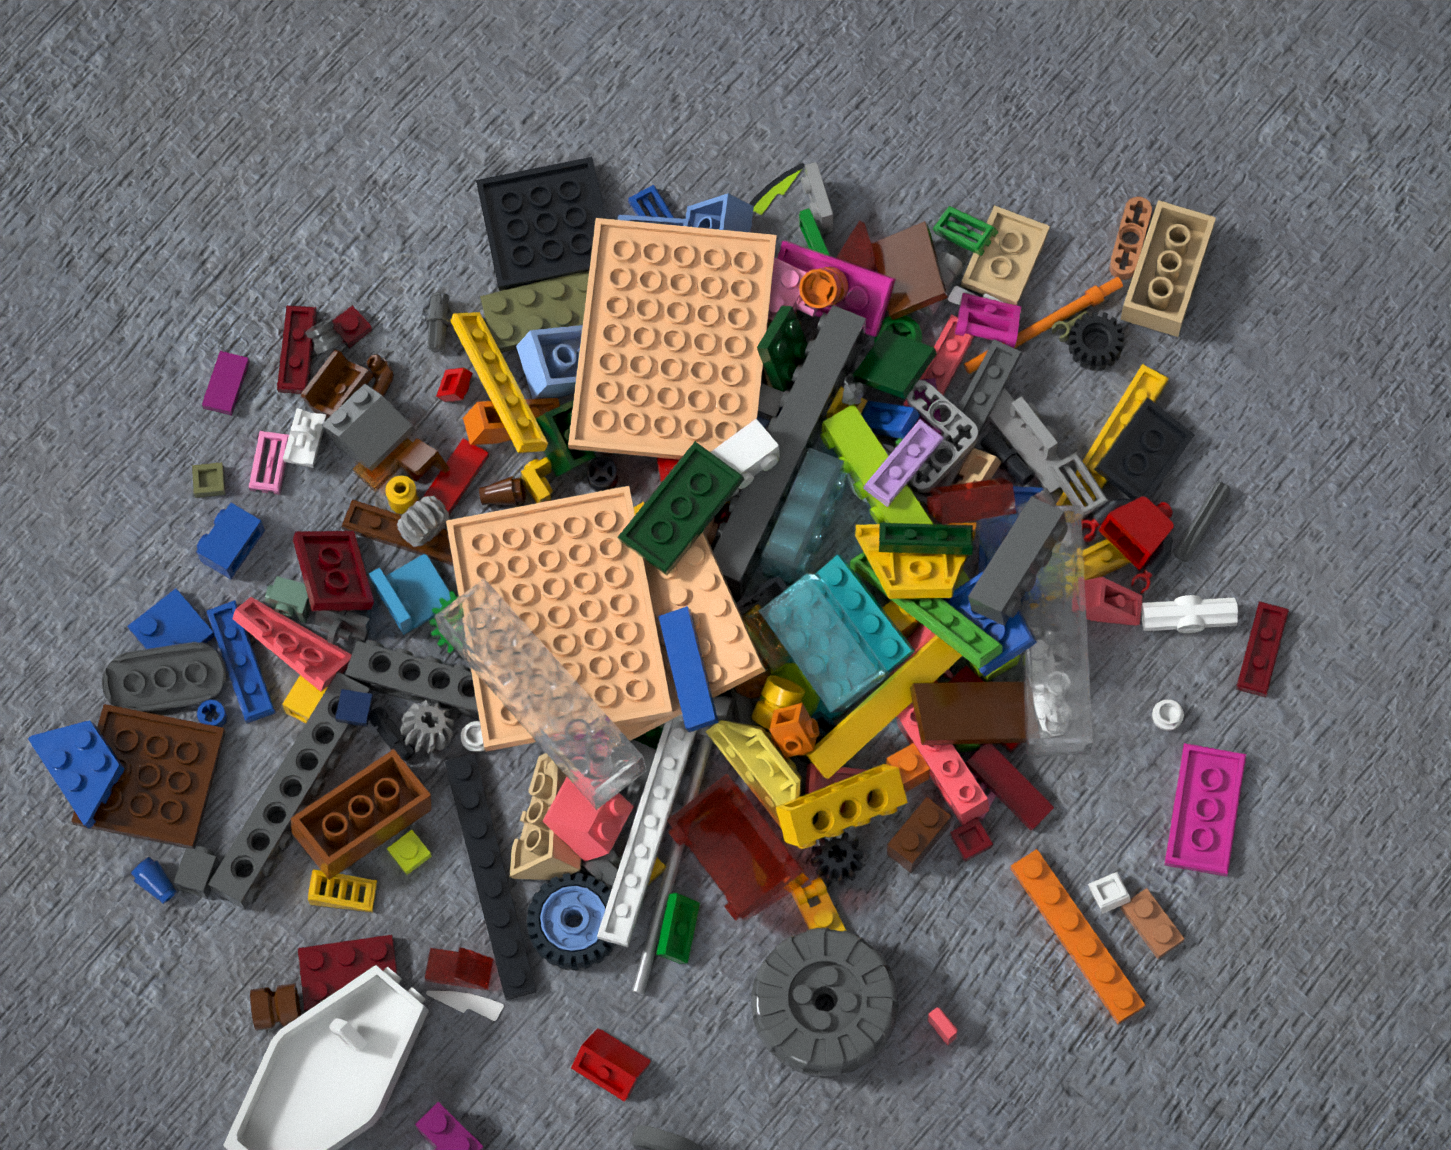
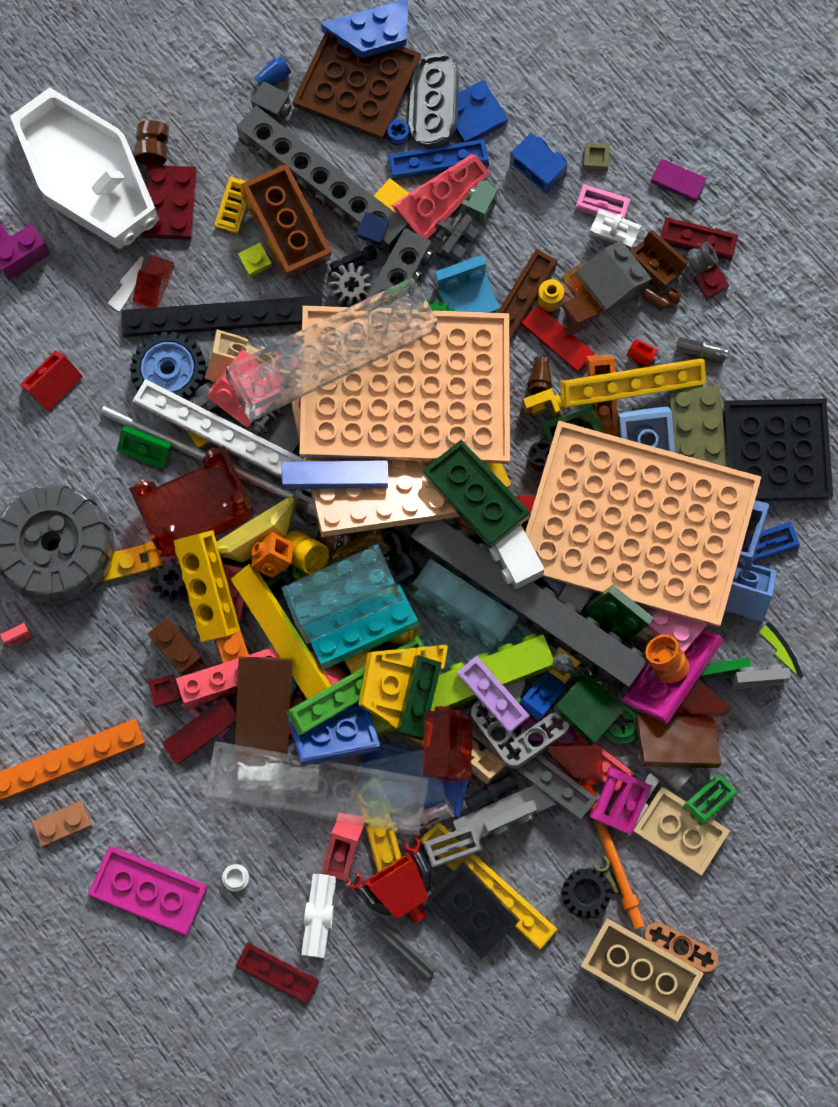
camera: 100 degrees right, 5 degrees up
(333, 570) = (493, 231): dark red plate -> none
(423, 521) = (520, 304): light grey gear -> none
(956, 364) = (579, 762): none -> clear red slope
(1018, 561) = (372, 762): dark grey brick -> none
(1109, 892) = (94, 793): white tile -> none

